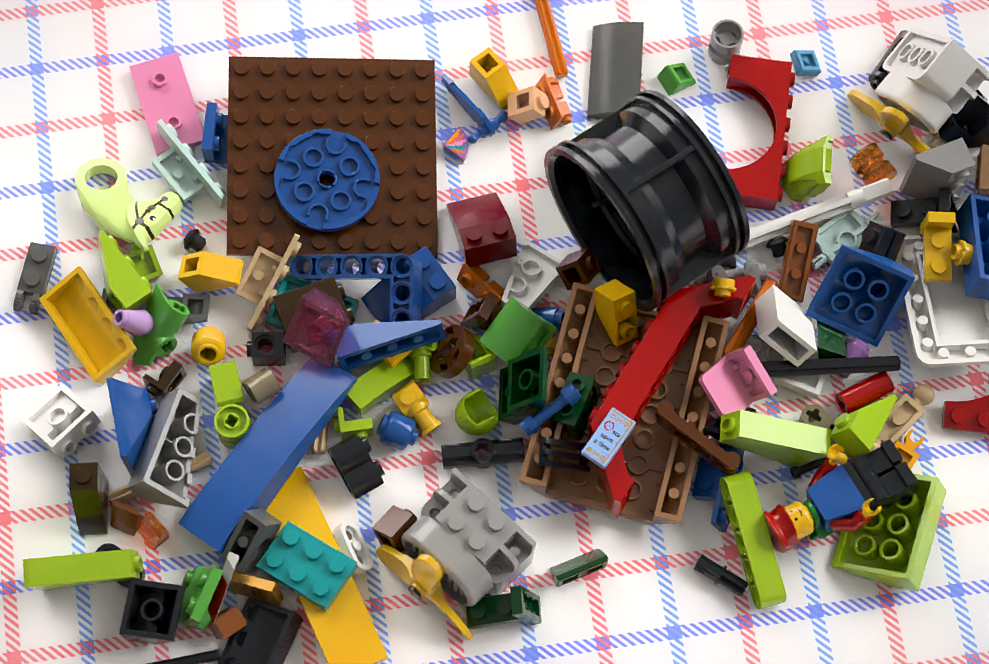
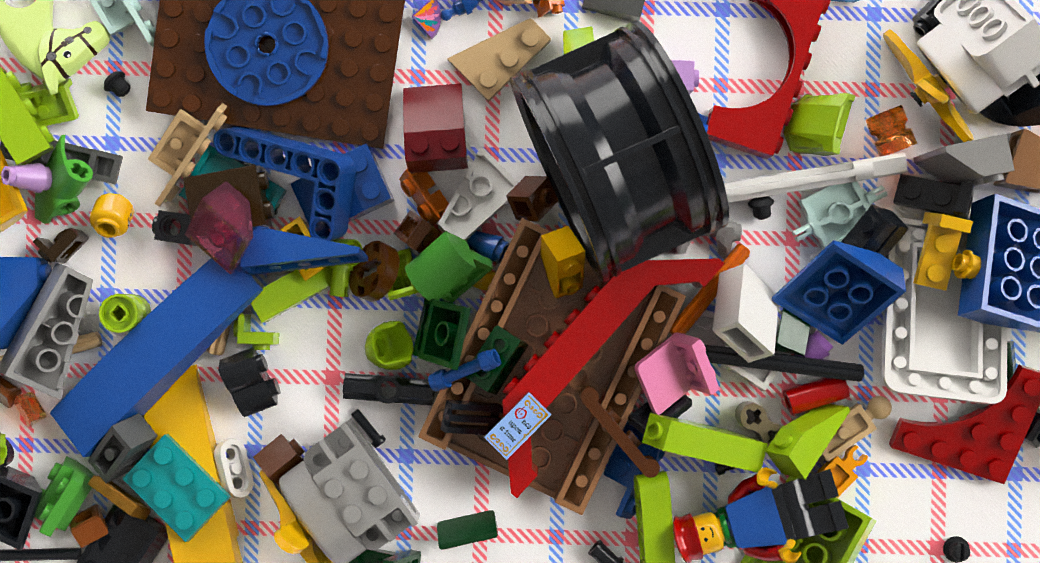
camera: 15 degrees right, 20 degrees up
(209, 271) = (123, 129): yellow slope -> none
(219, 593) = (83, 494): sticker -> none
(226, 383) = (122, 267): lime slope -> none
(261, 385) = (160, 274): dark tan axle -> none
(397, 430) = (301, 347): blue head -> none
(415, 405) = (323, 320): yellow connector -> none
(522, 168) = (498, 58): none -> tan wing
(723, 287) = (684, 271): yellow plate -> none
(797, 259) = (778, 230): dark orange tile -> none

